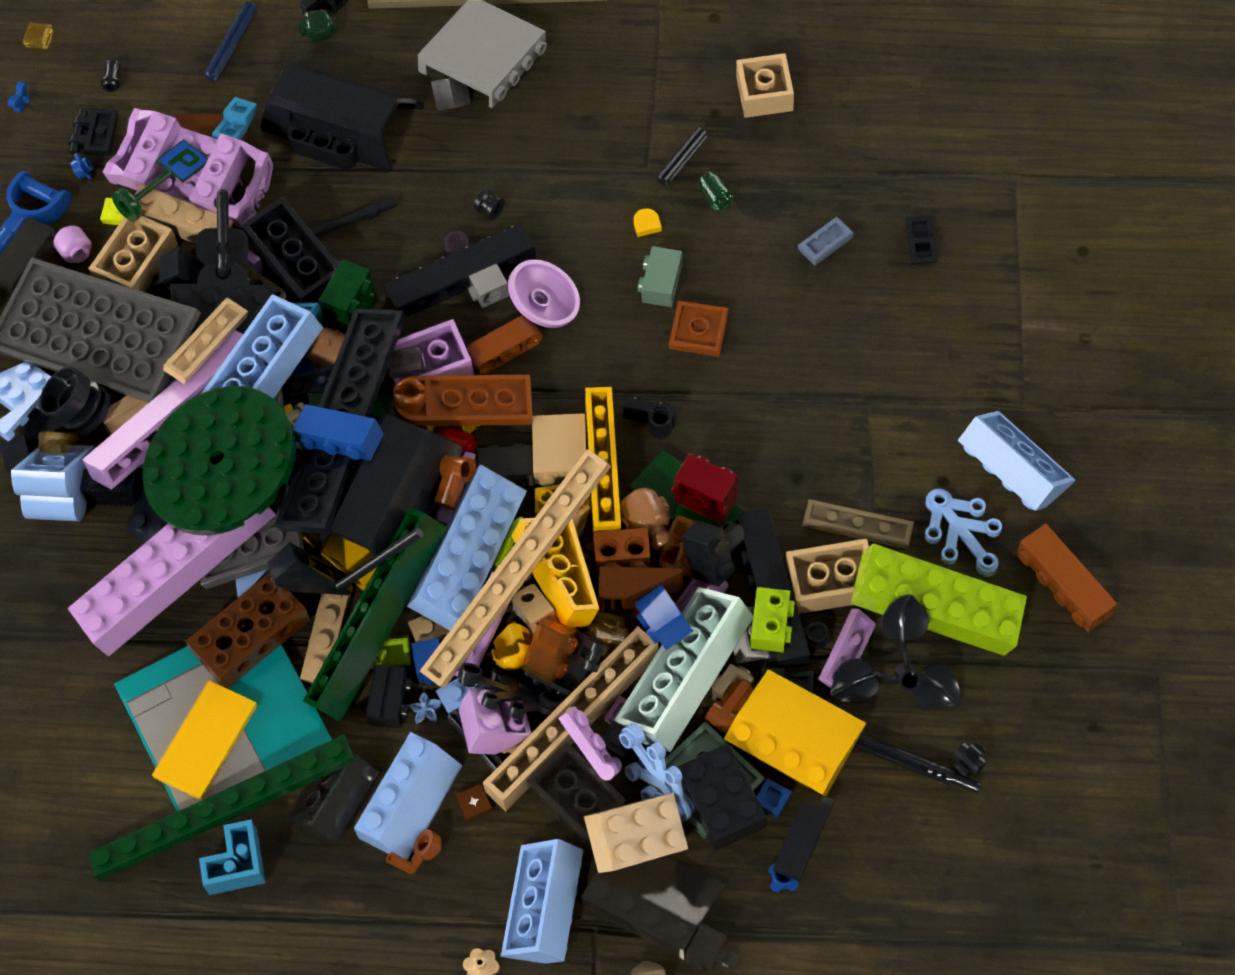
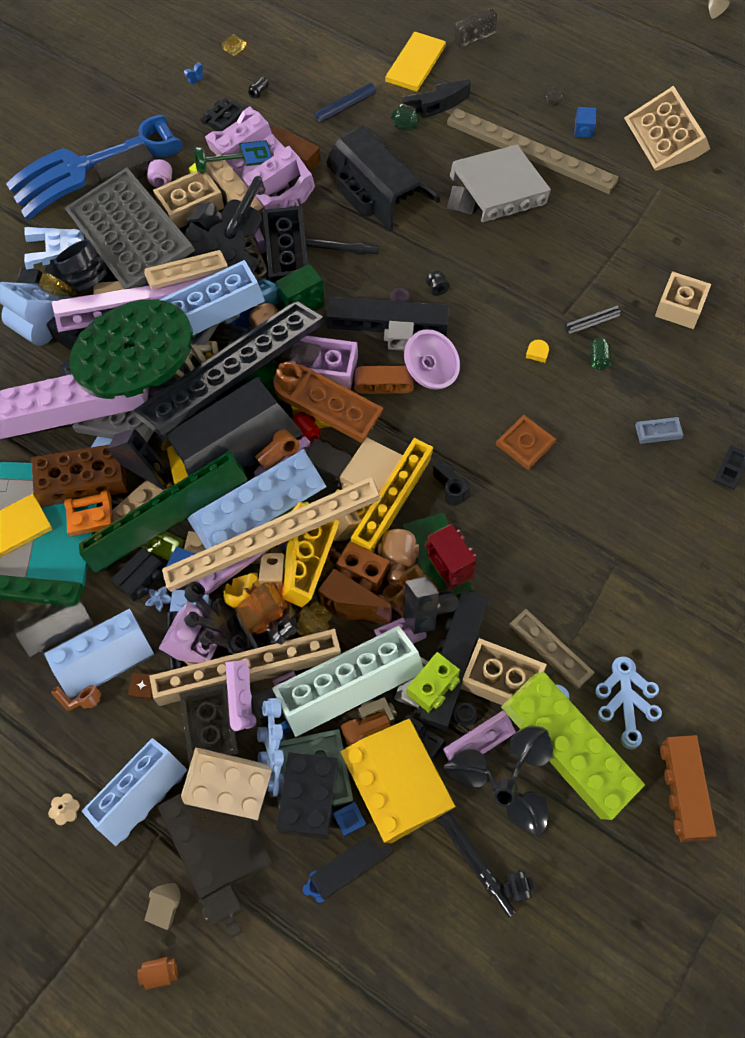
camera: 30 degrees right, 0 degrees up
(81, 167) = (200, 131): blue plate -> none
(236, 119) = (311, 146): dark azure slope -> none
(292, 671) = (90, 519): none -> orange plate
(338, 432) = (215, 371): blue brick -> none
(379, 559) = (186, 474): black bar -> none
(661, 276) = (522, 392): sand green brick -> none
(662, 617) = (354, 633): blue brick -> none
(1015, 460) = (704, 671): light blue slope -> none

